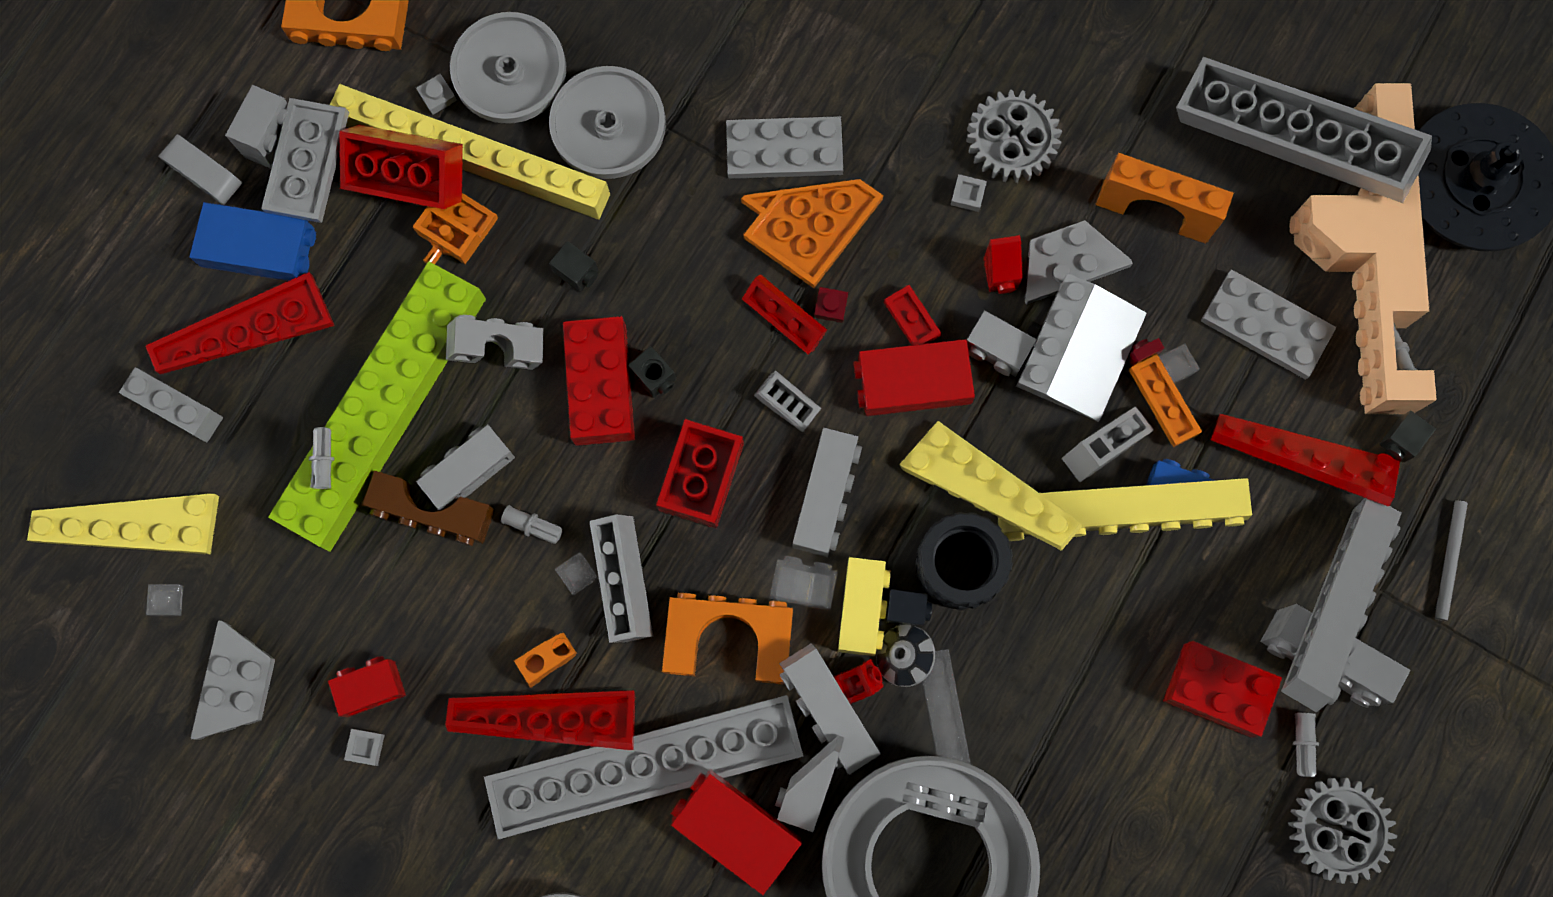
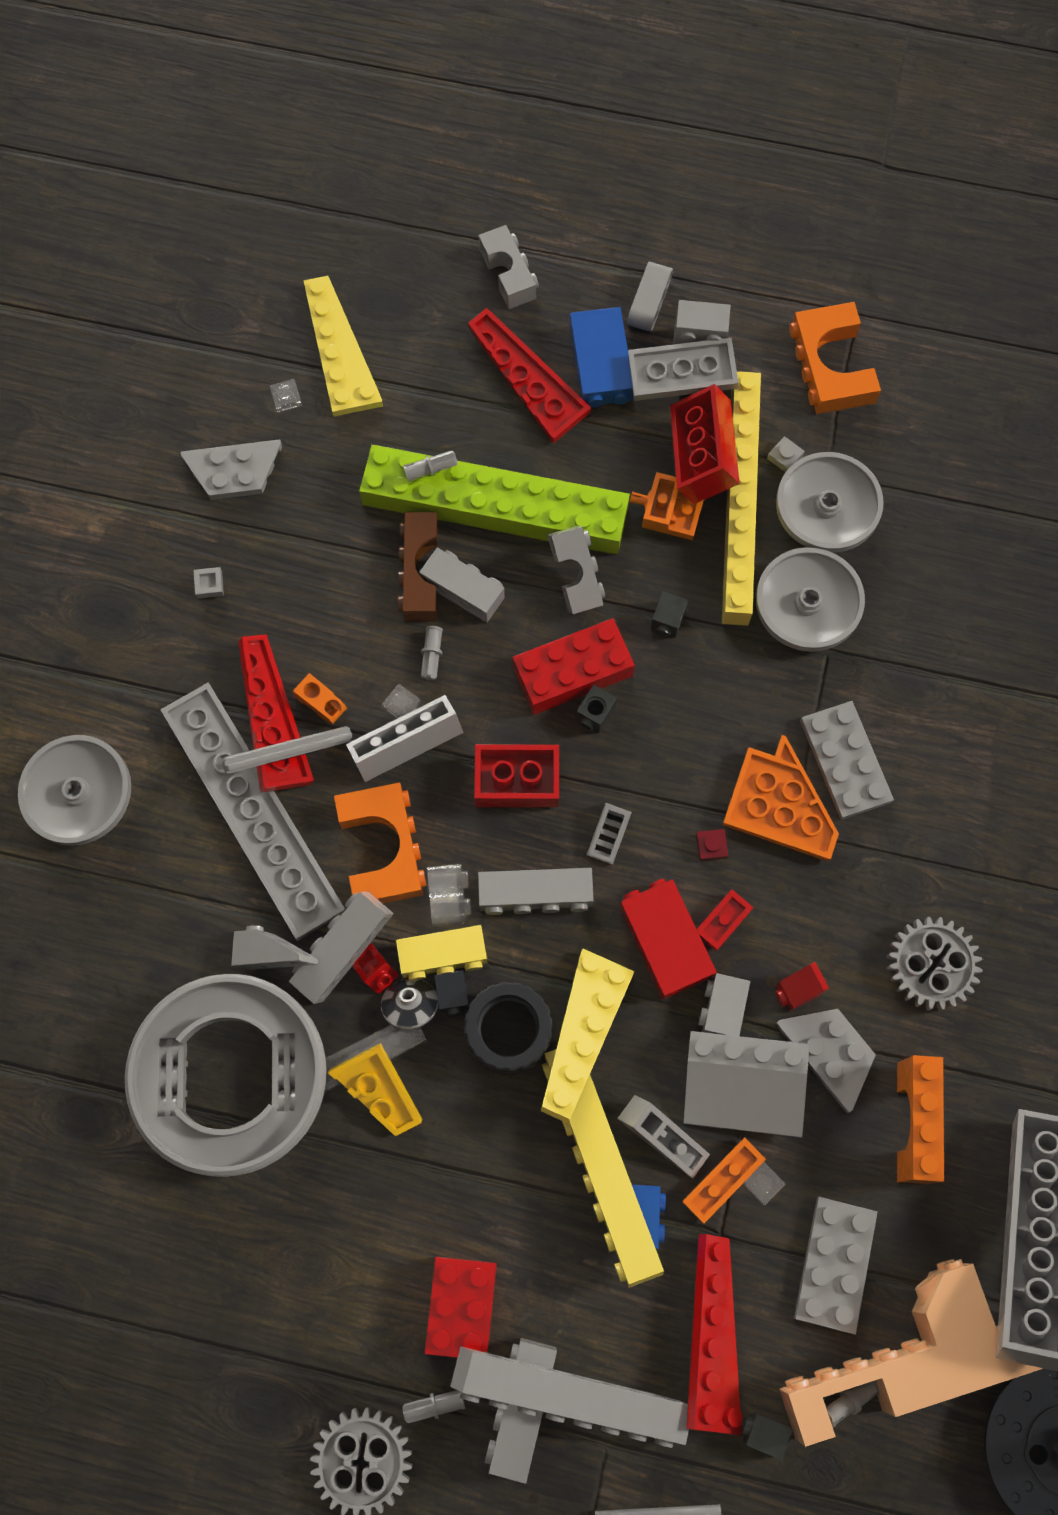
camera: 70 degrees right, 5 degrees down
(77, 308) = (501, 249): none -> light grey arch
(171, 404) = (443, 343): light grey brick -> none
(366, 687) = (257, 568): red brick -> none
(595, 709) = (286, 749): none -> light grey axle
(735, 831) = (215, 898): red brick -> none
(784, 314) = (687, 805): red plate -> none
(968, 193) = (862, 937): light grey plate -> none
(984, 710) = (379, 1088): none -> yellow wing
(1144, 350) = (765, 1146): dark red plate -> none

